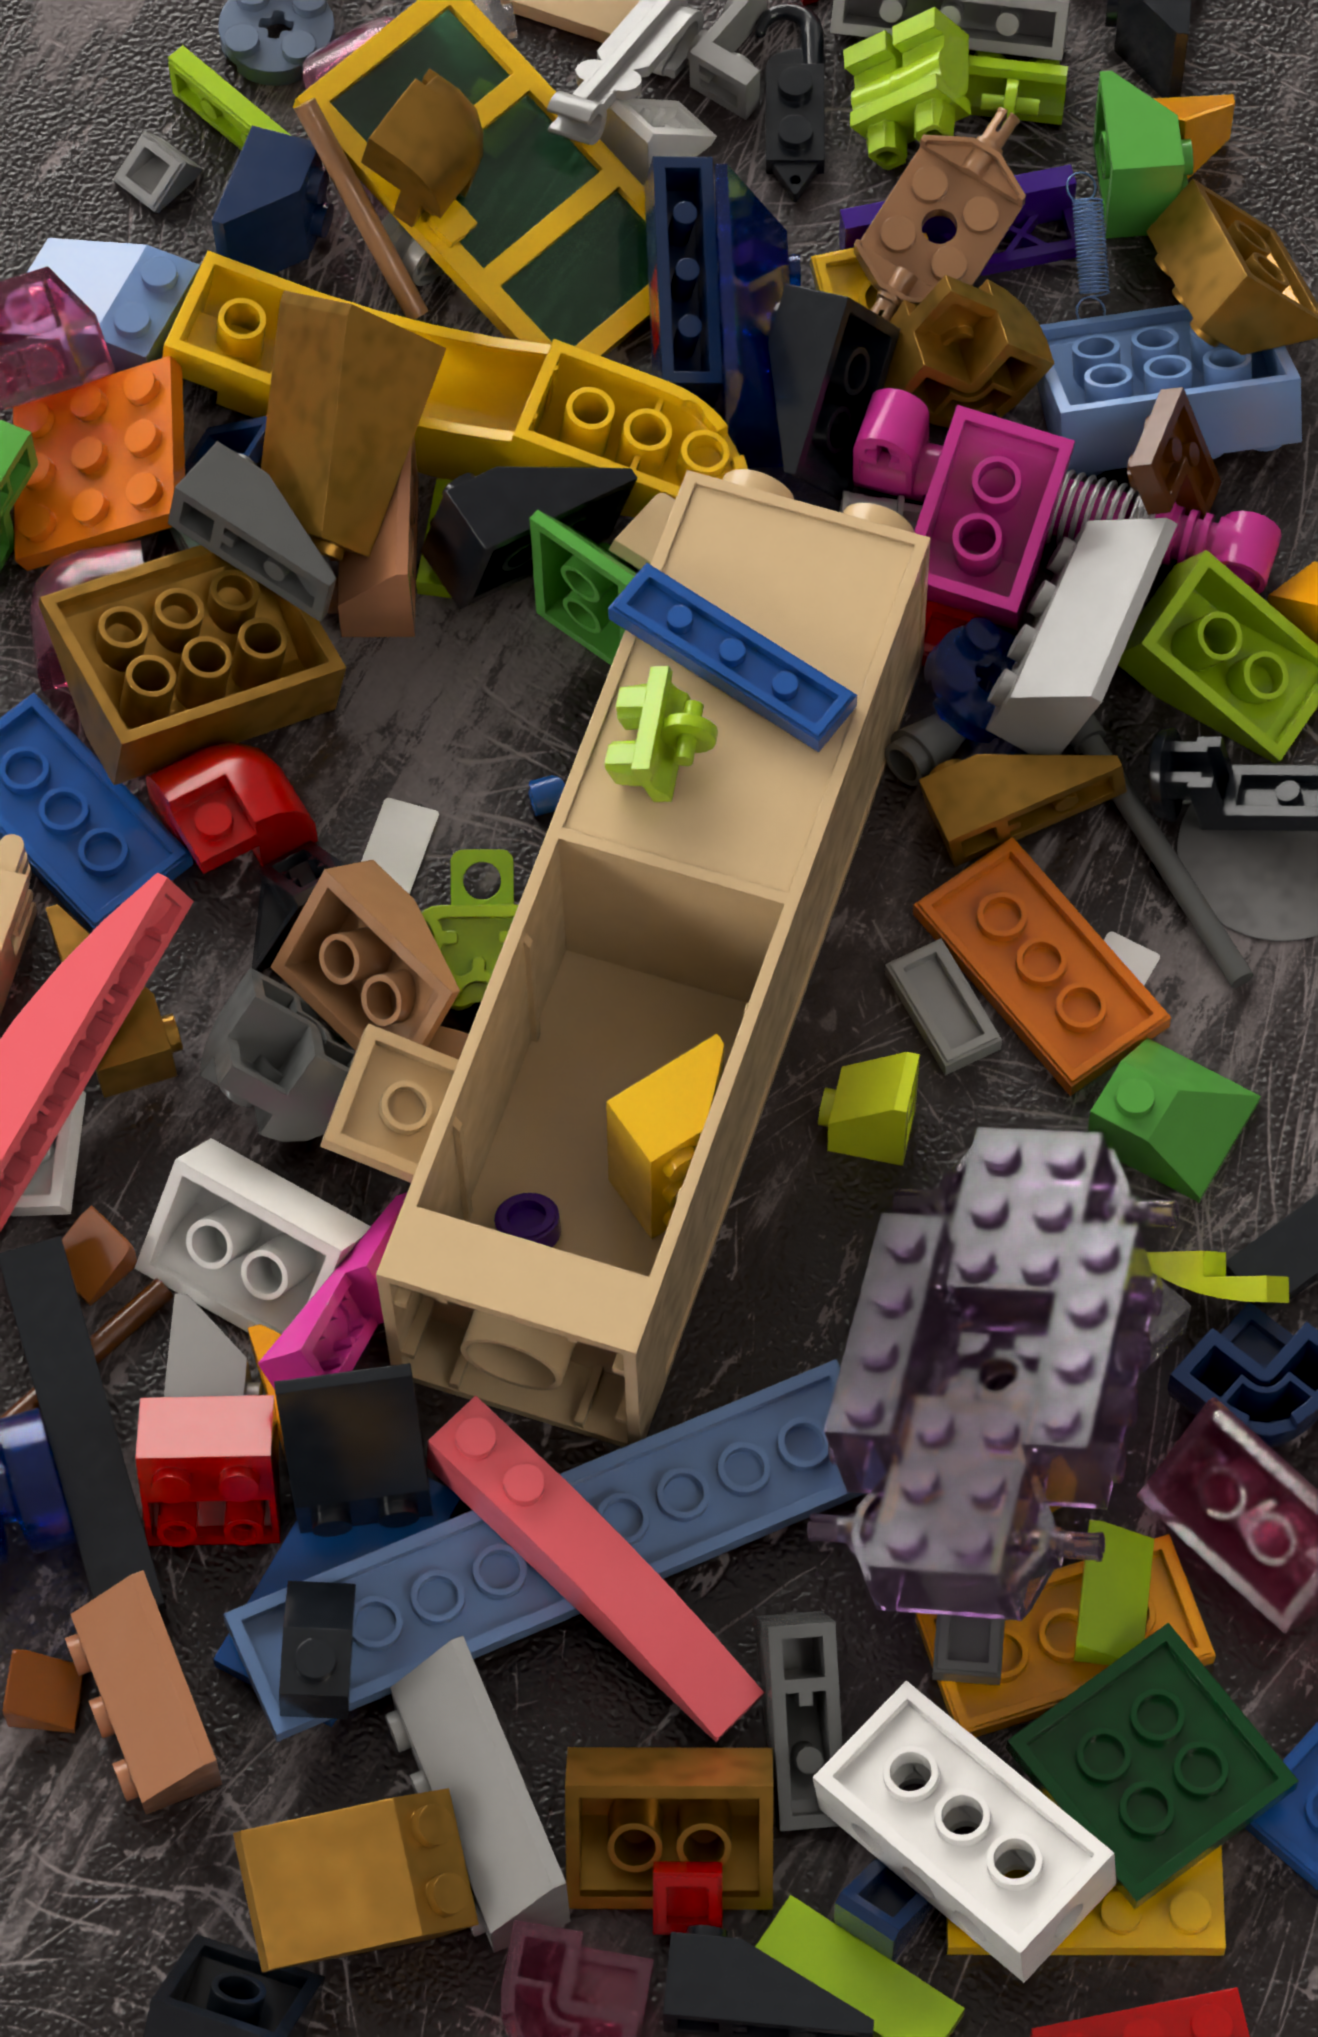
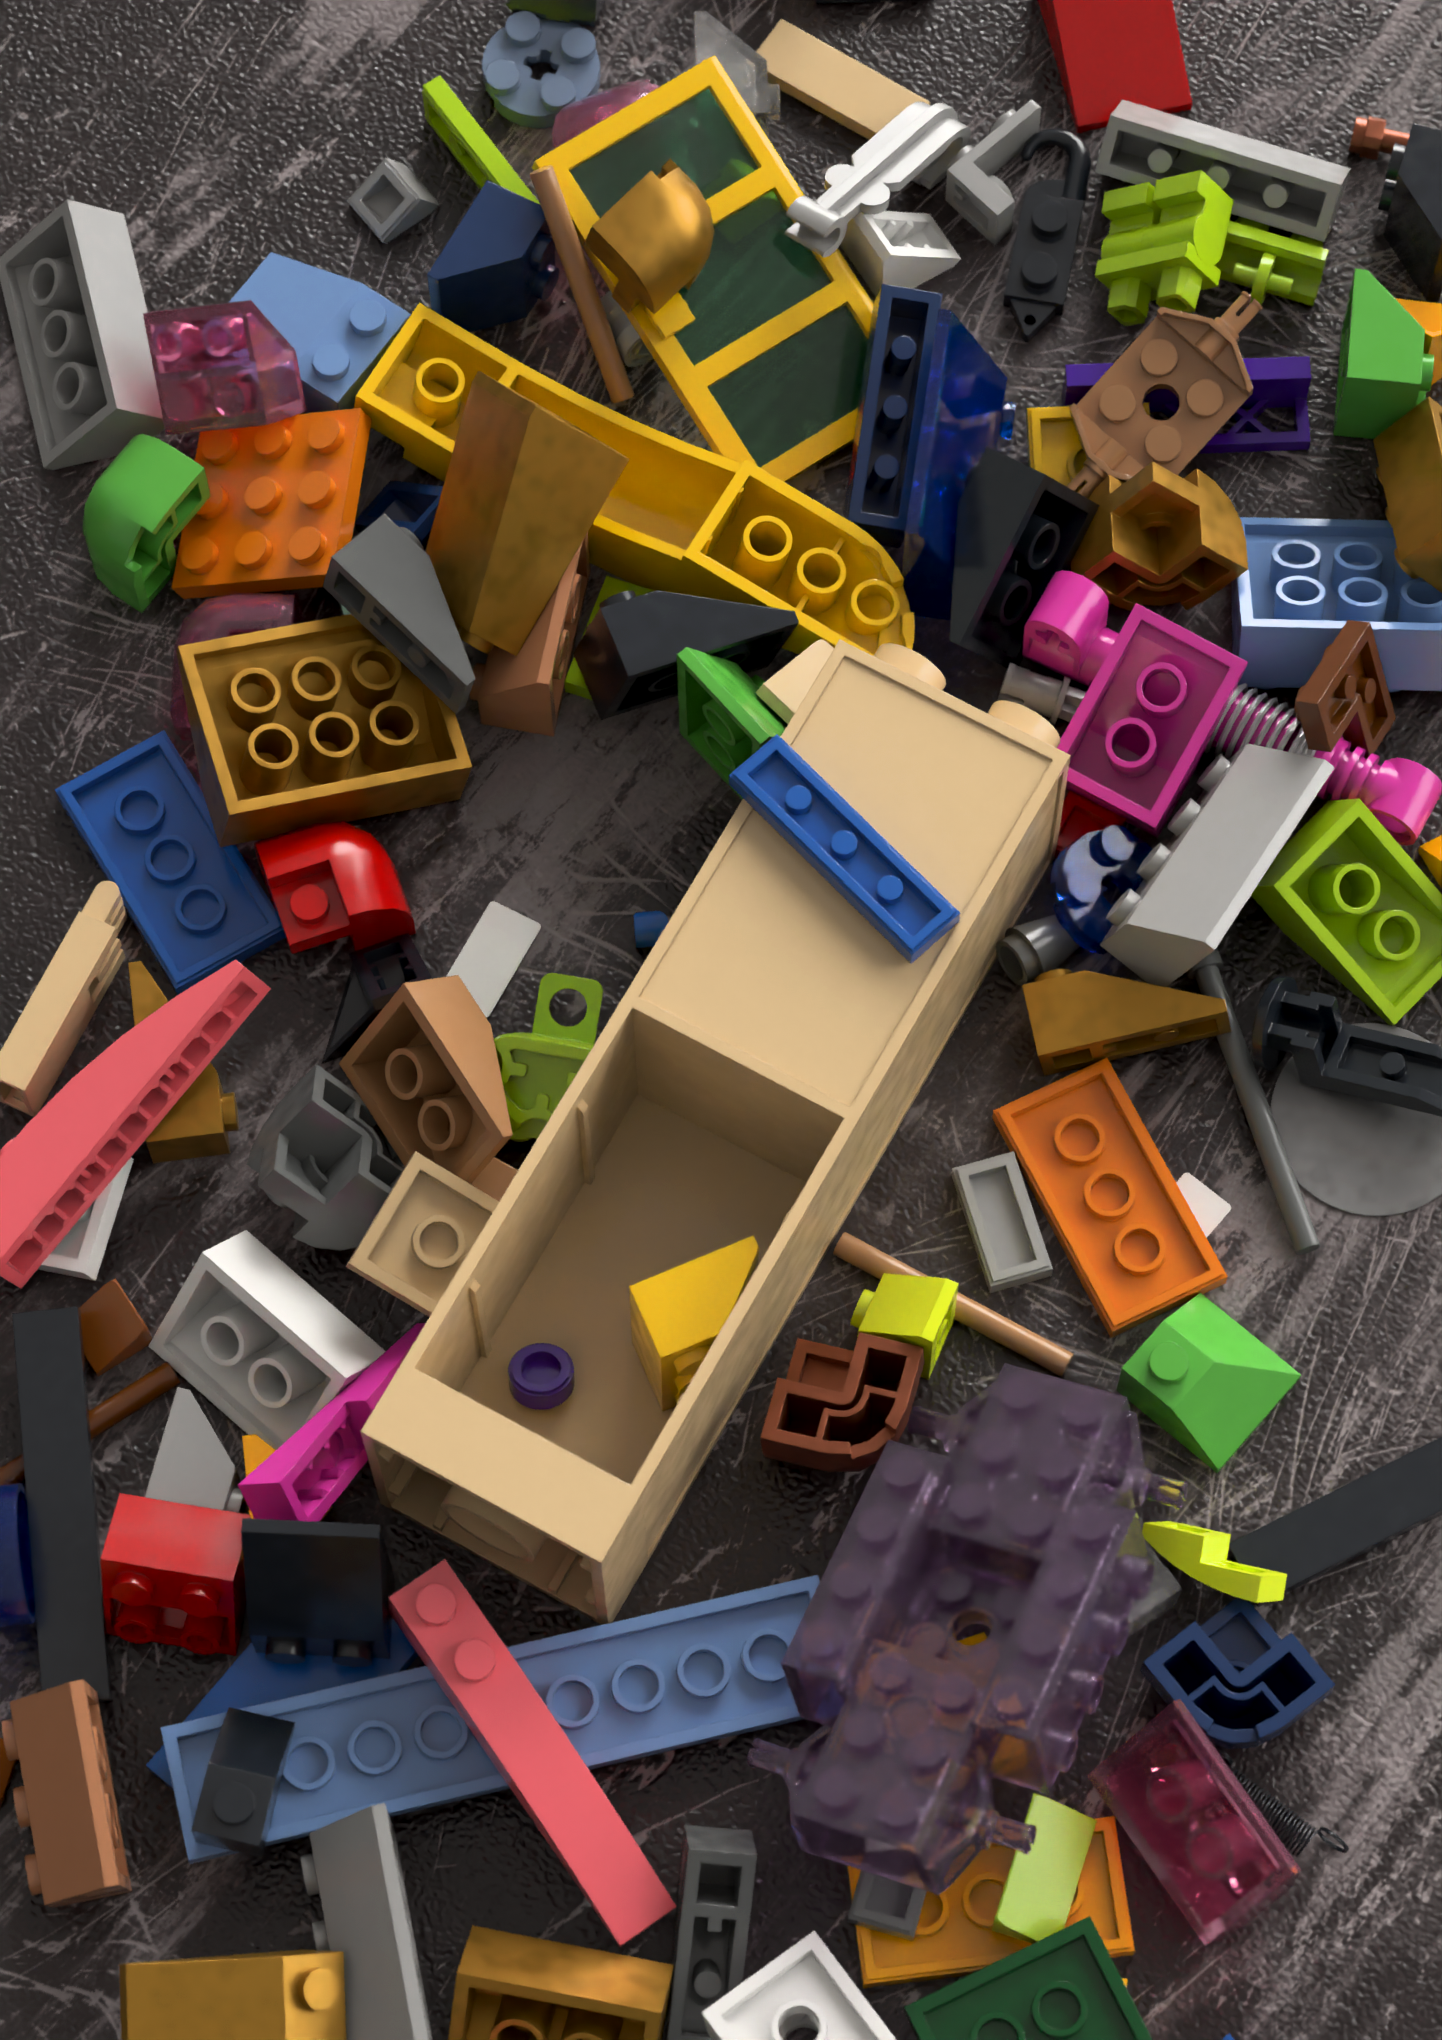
camera: 10 degrees right, 5 degrees up
(667, 736) = (758, 924): lime hips -> none
(828, 1197) = (842, 1403): none -> copper brick
(928, 1094) = (967, 1310): none -> medium nougat bar
(1085, 245) = (1321, 435): medium blue piece -> none

